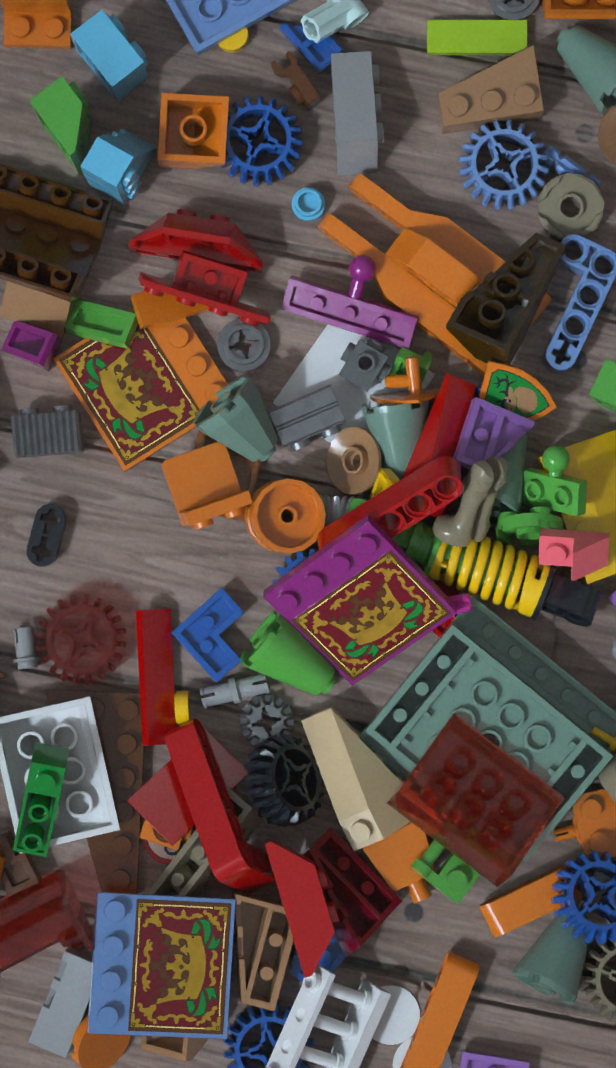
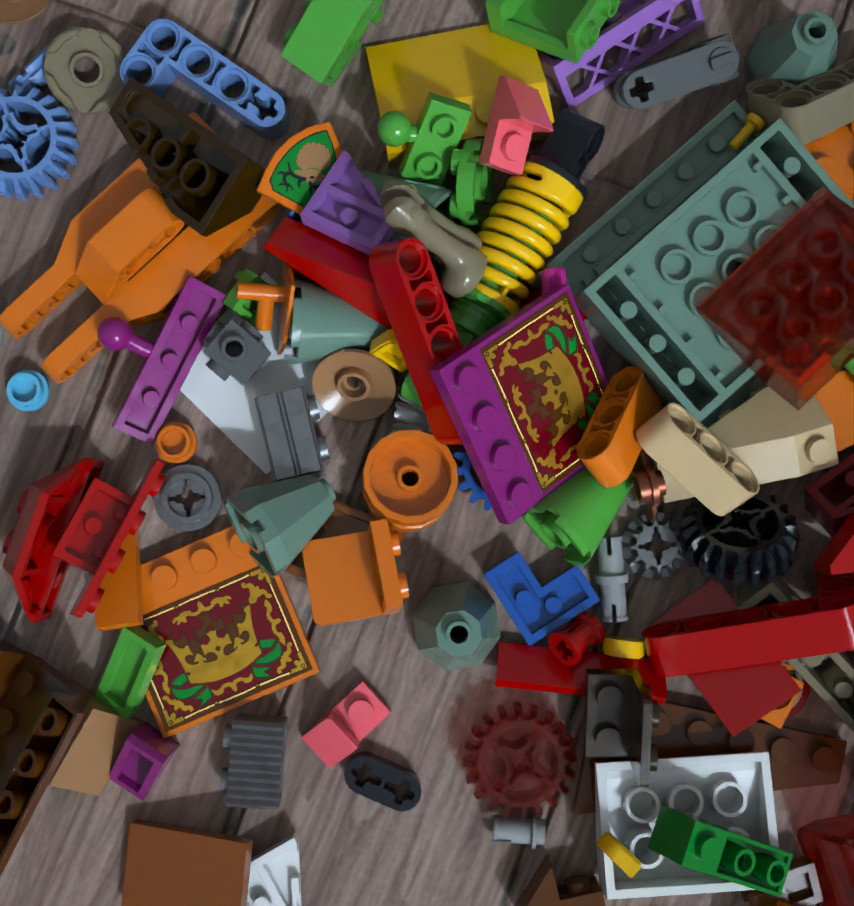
camera: 90 degrees left, 0 degrees up
(27, 720) = (619, 854): none -> yellow tile
(86, 499) = (346, 724): none -> coral slope
(128, 704) = (621, 719): none -> dark brown bracket
(183, 668) = (576, 638): none -> red bush
(194, 577) = (450, 607): none -> sand green cone
(286, 328) = (176, 442): none -> orange plate
(315, 701) = (648, 486): none -> copper plate
(337, 734) = (697, 459): none -> tan beam
(354, 672) = (610, 440): none -> orange beam

